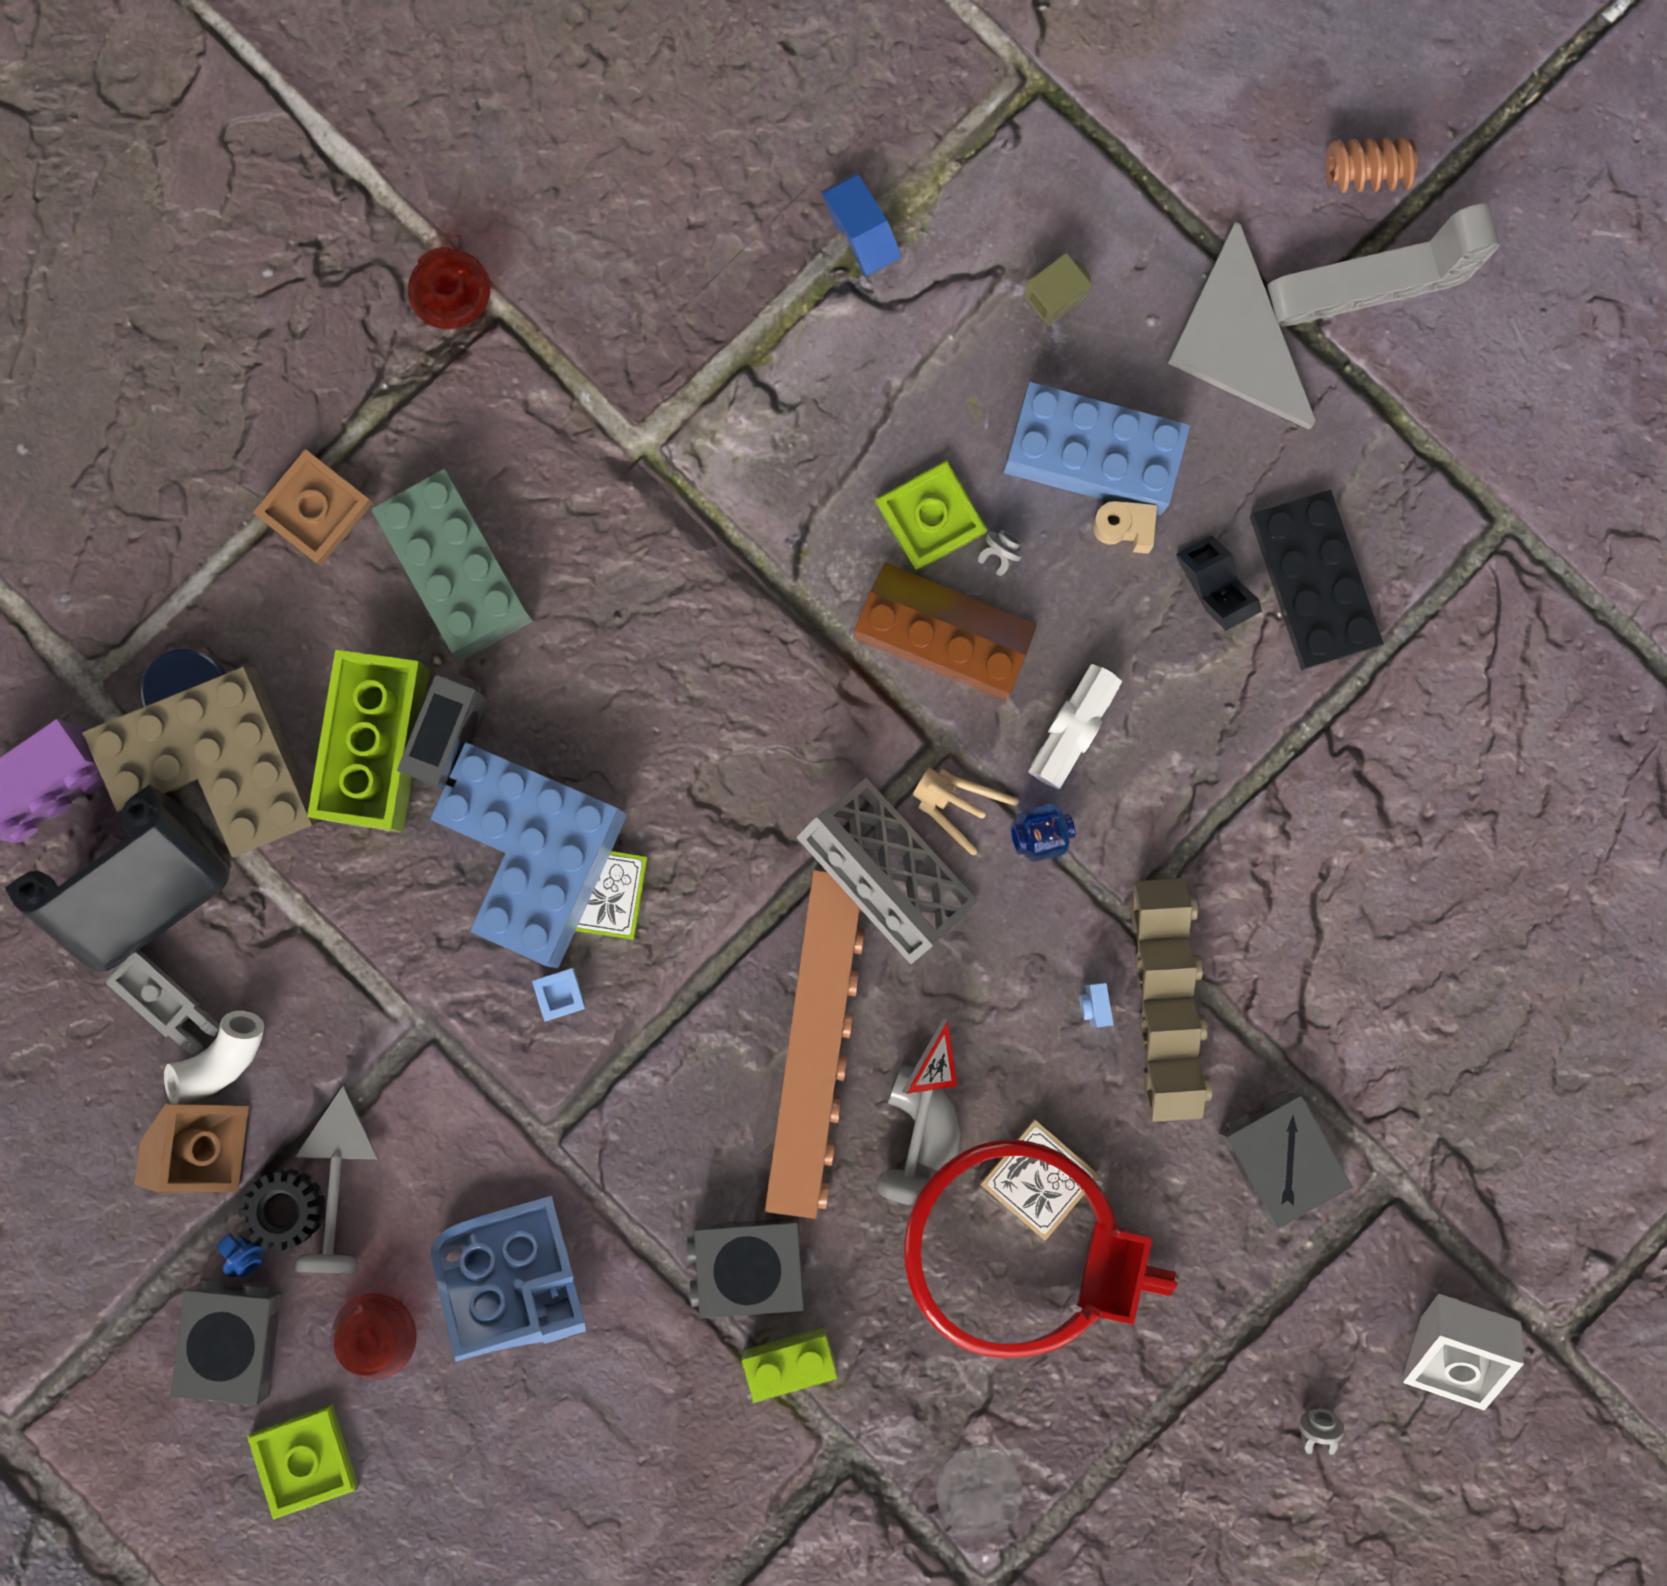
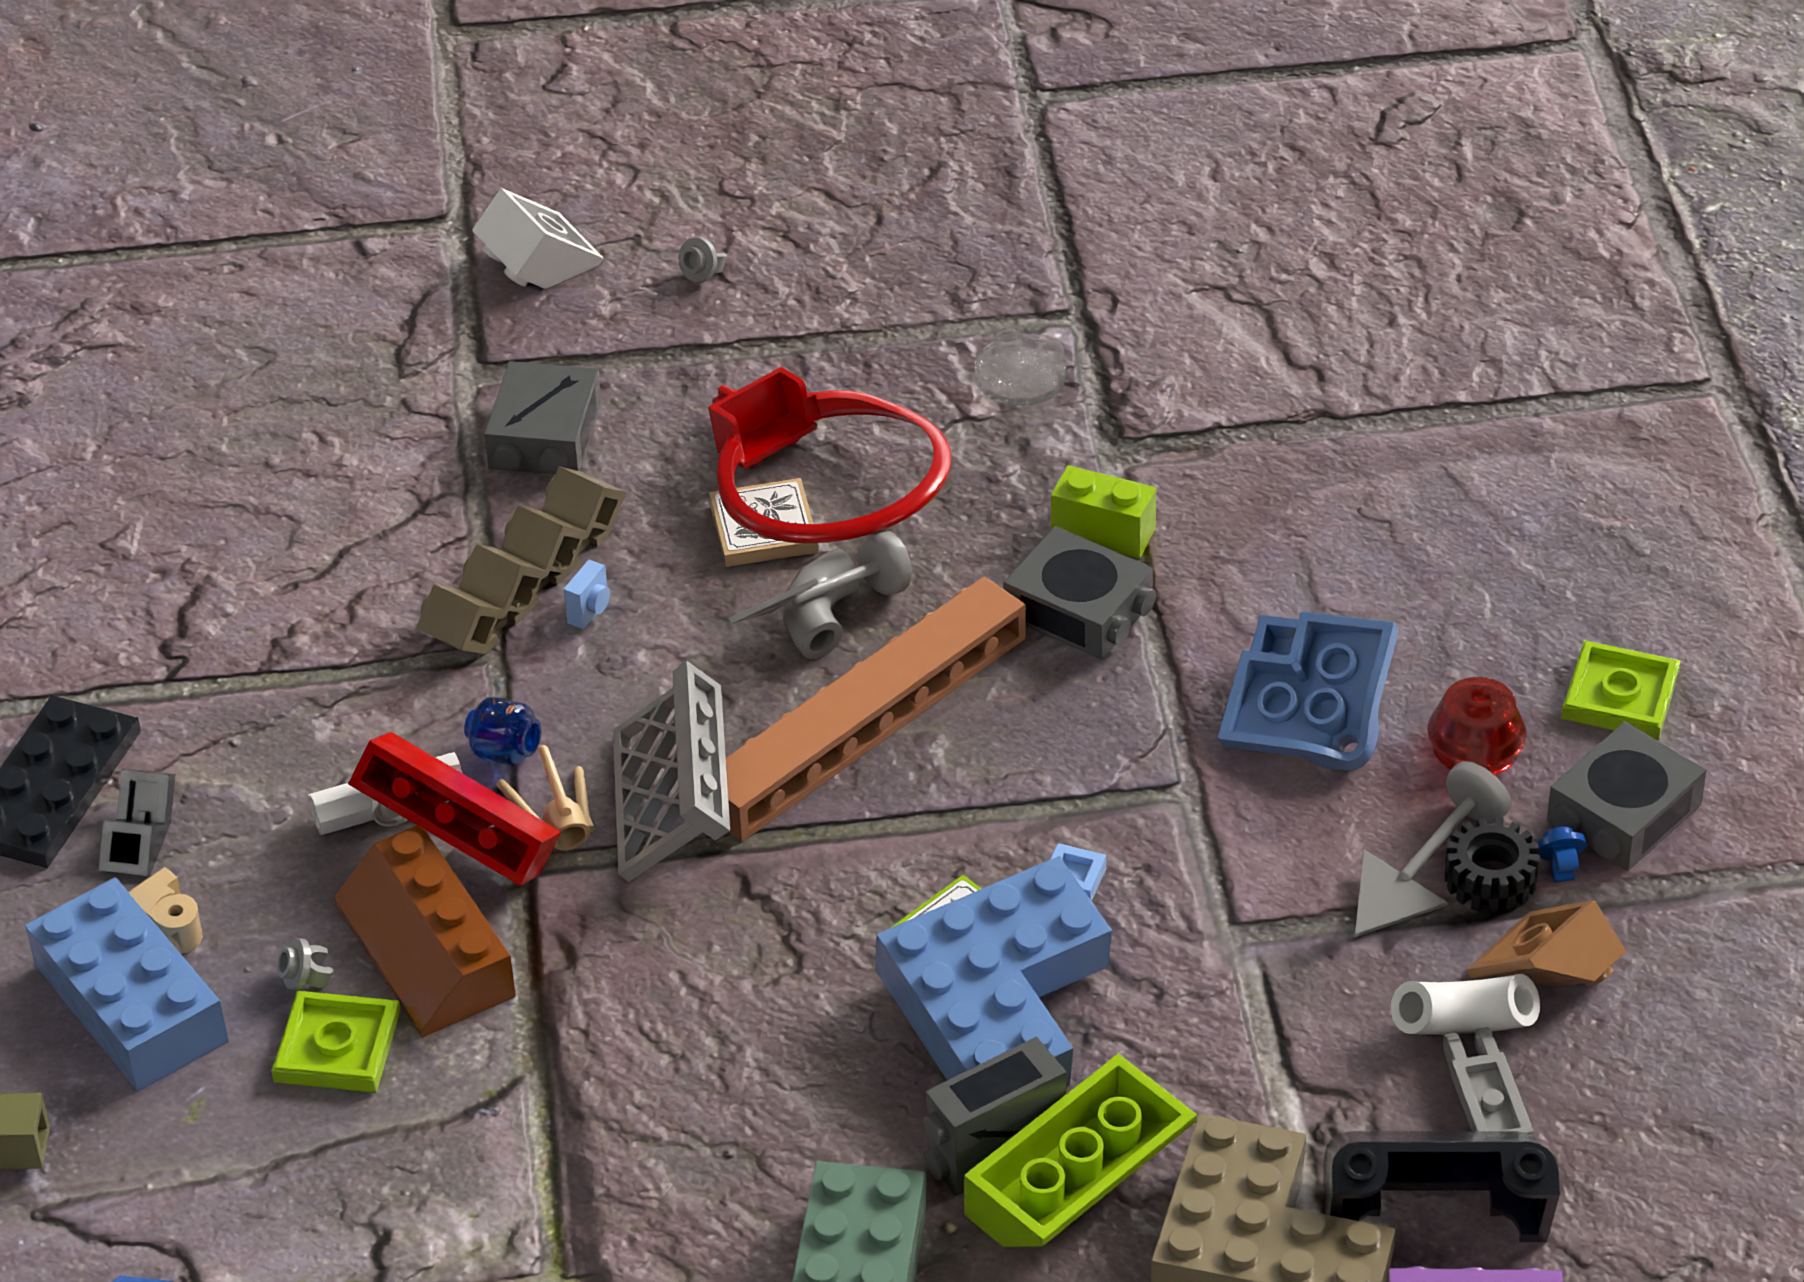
camera: 135 degrees left, 40 degrees down
(998, 721) = (454, 808): none -> red brick

